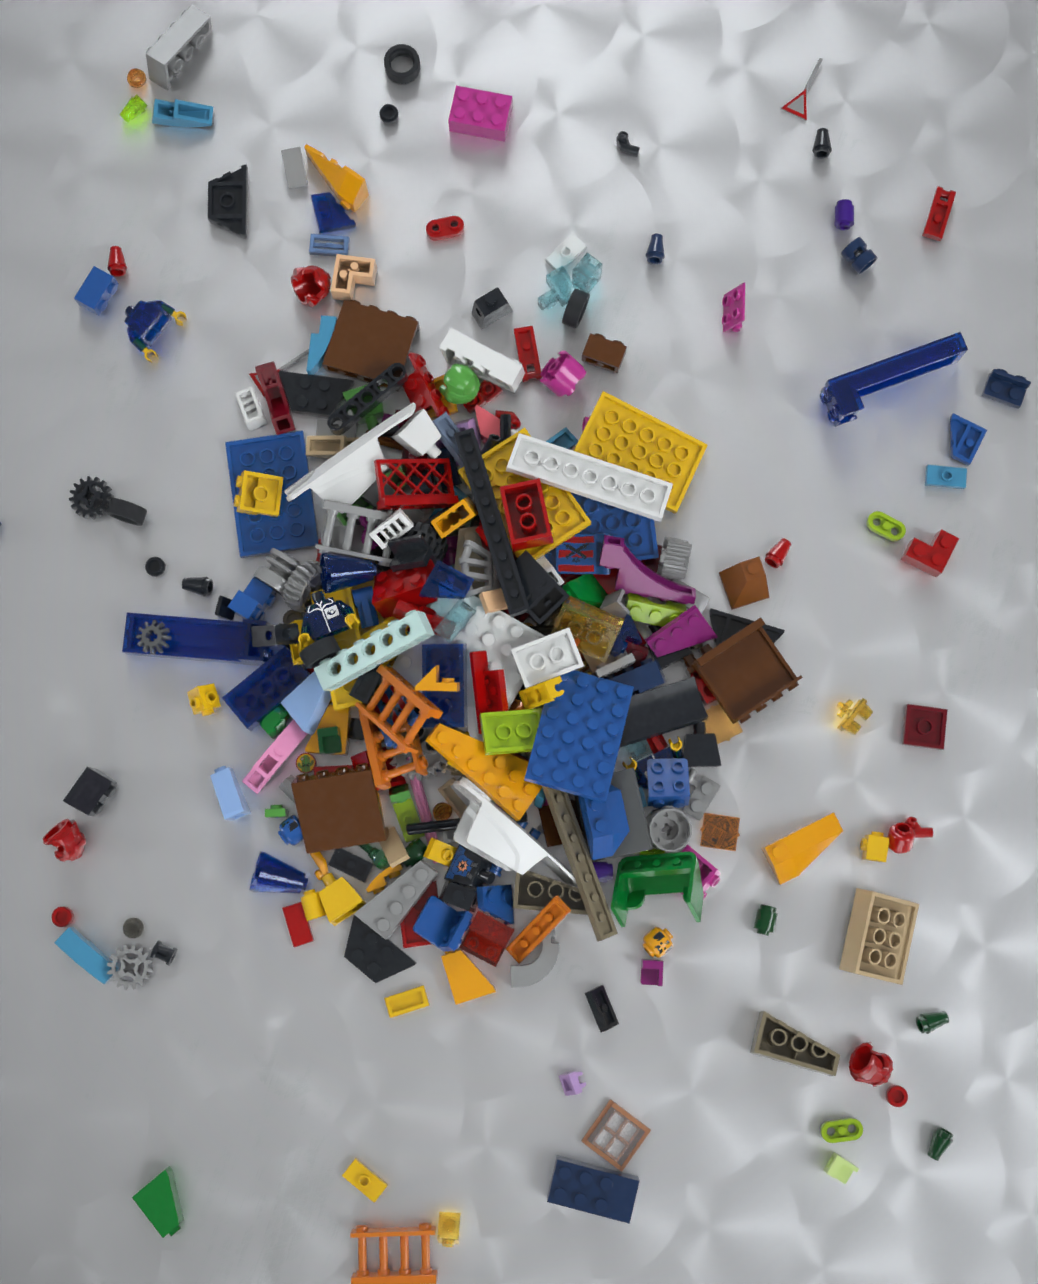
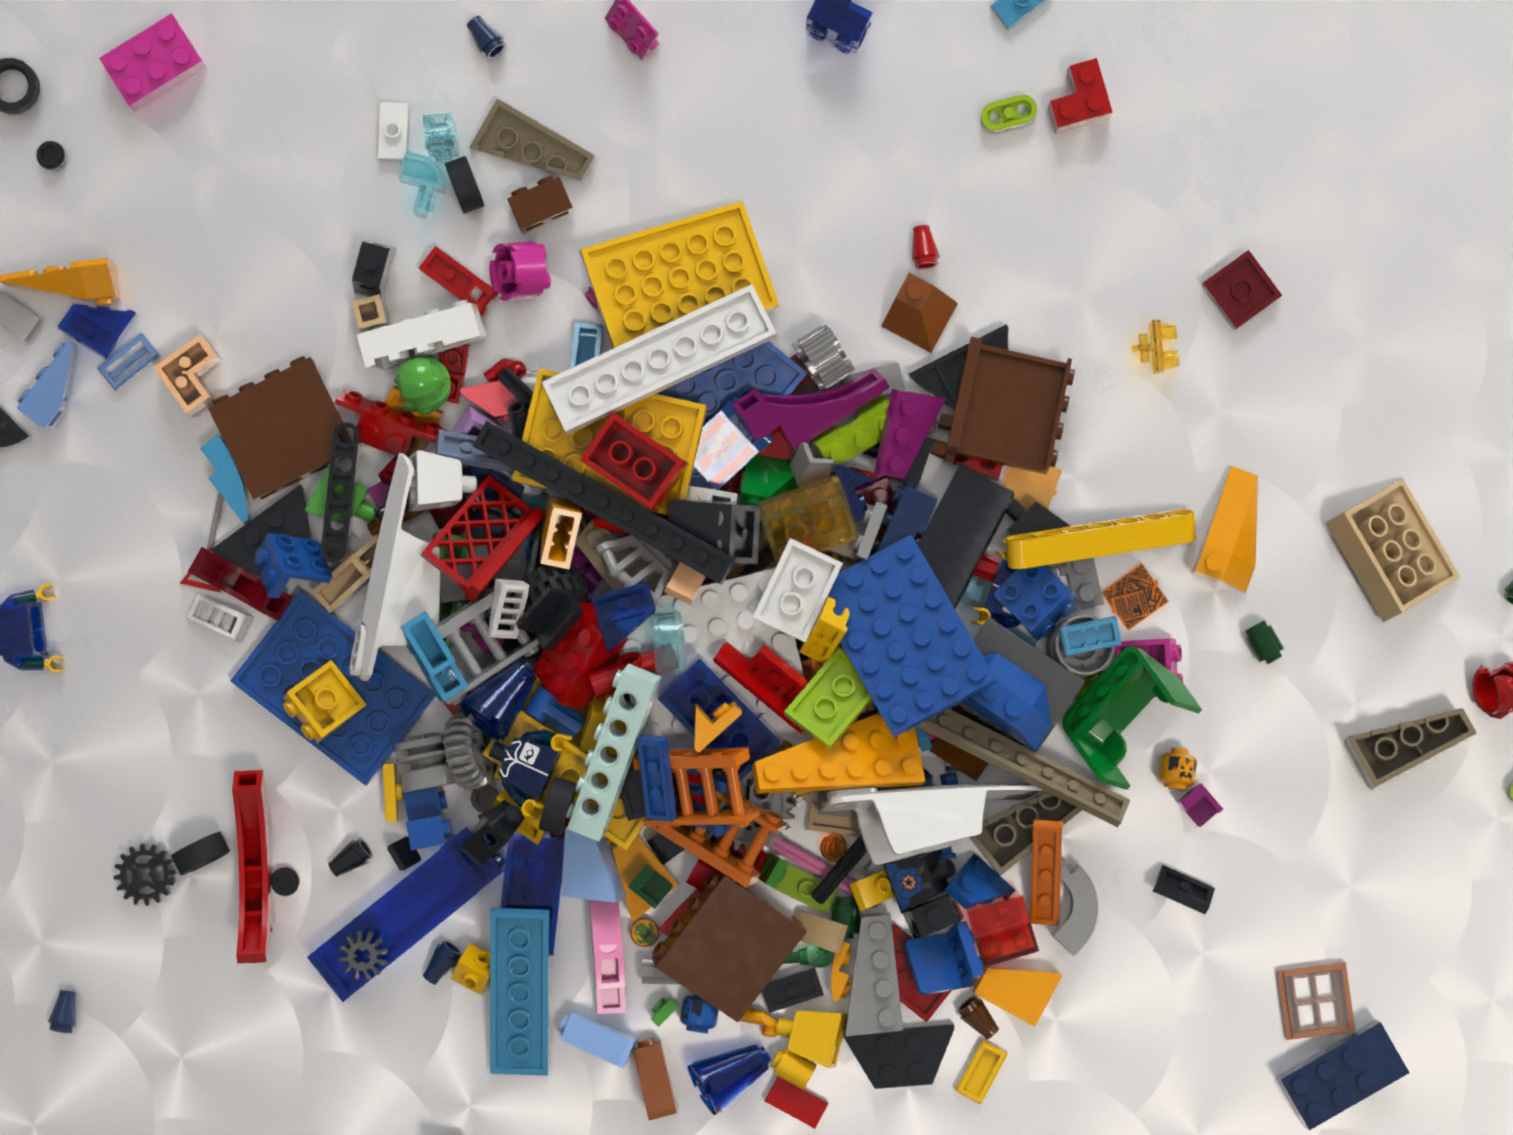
camera: 45 degrees left, 5 degrees up
(147, 542) = (254, 865): none -> red arch
(191, 680) = (442, 961): none -> dark blue cone
(213, 730) = (519, 991): none -> dark azure plate
(237, 842) = (655, 1079): none -> dark orange slope
(247, 573) = (392, 792): none -> yellow plate
(275, 721) = (572, 920): green rock -> none
(276, 224) = (50, 394): none -> medium blue slope
(310, 284) = (155, 425): red helmet -> none
(311, 407) = (287, 558): none -> blue bracket
(330, 515) = (433, 657): none -> dark azure slope
(382, 684) = (656, 778): none -> blue tile
(432, 969) = (978, 1017): none -> reddish brown cone
(445, 229) = (236, 225): red plate -> none
(469, 326) = (370, 313): none -> tan brick
(571, 1083) = (1223, 993): lavender tile -> none
(604, 871) = (1055, 749): dark purple brick -> none
(626, 315) = (524, 140): none -> dark tan wing
(677, 827) = (1090, 636): none -> dark azure plate
(730, 784) = (1100, 539): none -> yellow beam
(874, 847) = (1305, 463): yellow brick -> none
(901, 838) = (1322, 429): red head -> none
(919, 832) = (1331, 405): red arm -> none

